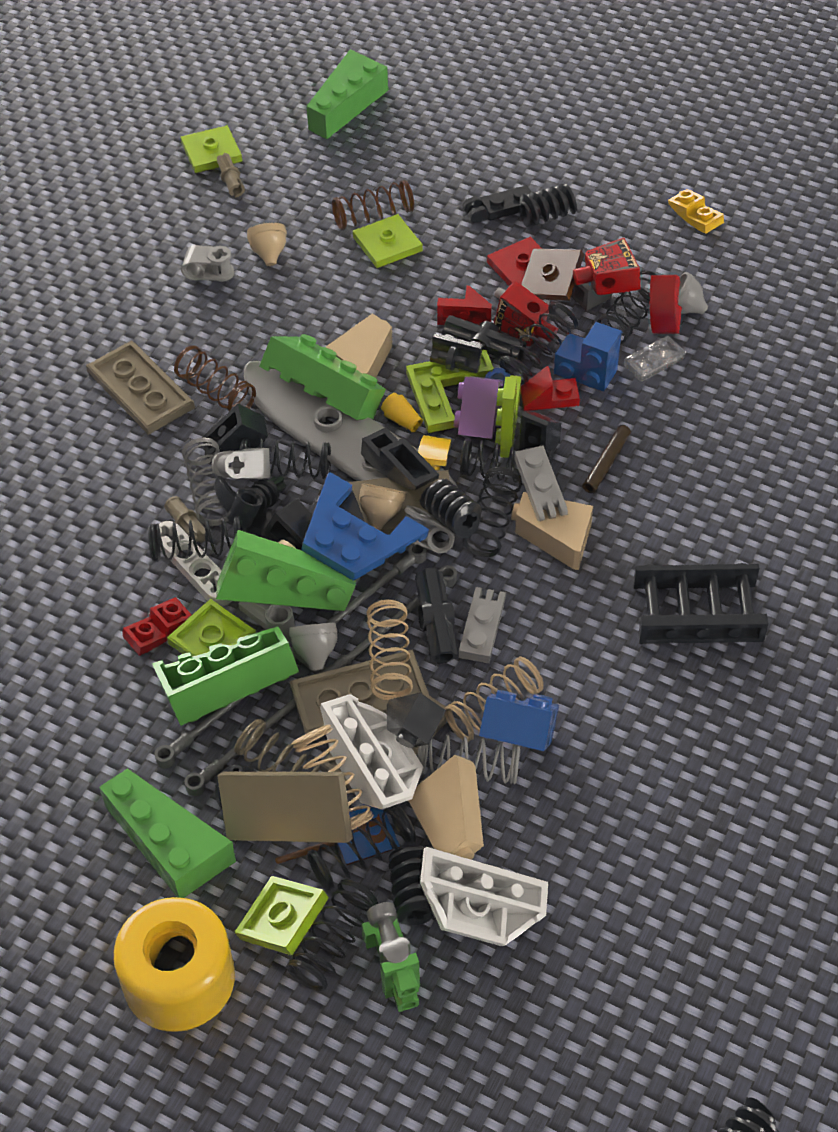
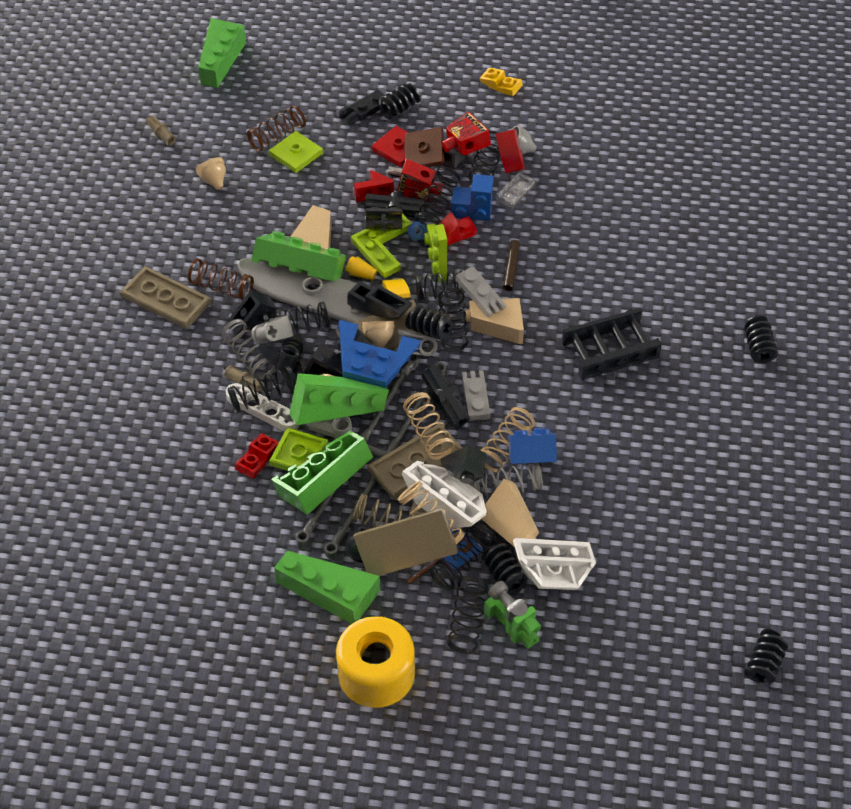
camera: 20 degrees left, 0 degrees up
(205, 147) = (133, 113): lime plate -> none
(207, 262) = (173, 198): light grey piece -> none
(281, 915) = (430, 612): lime plate -> none
(314, 643) = (375, 435): light grey helmet -> none
(478, 407) = (415, 251): medium lavender brick -> none
(539, 431) = (461, 259): black slope -> none

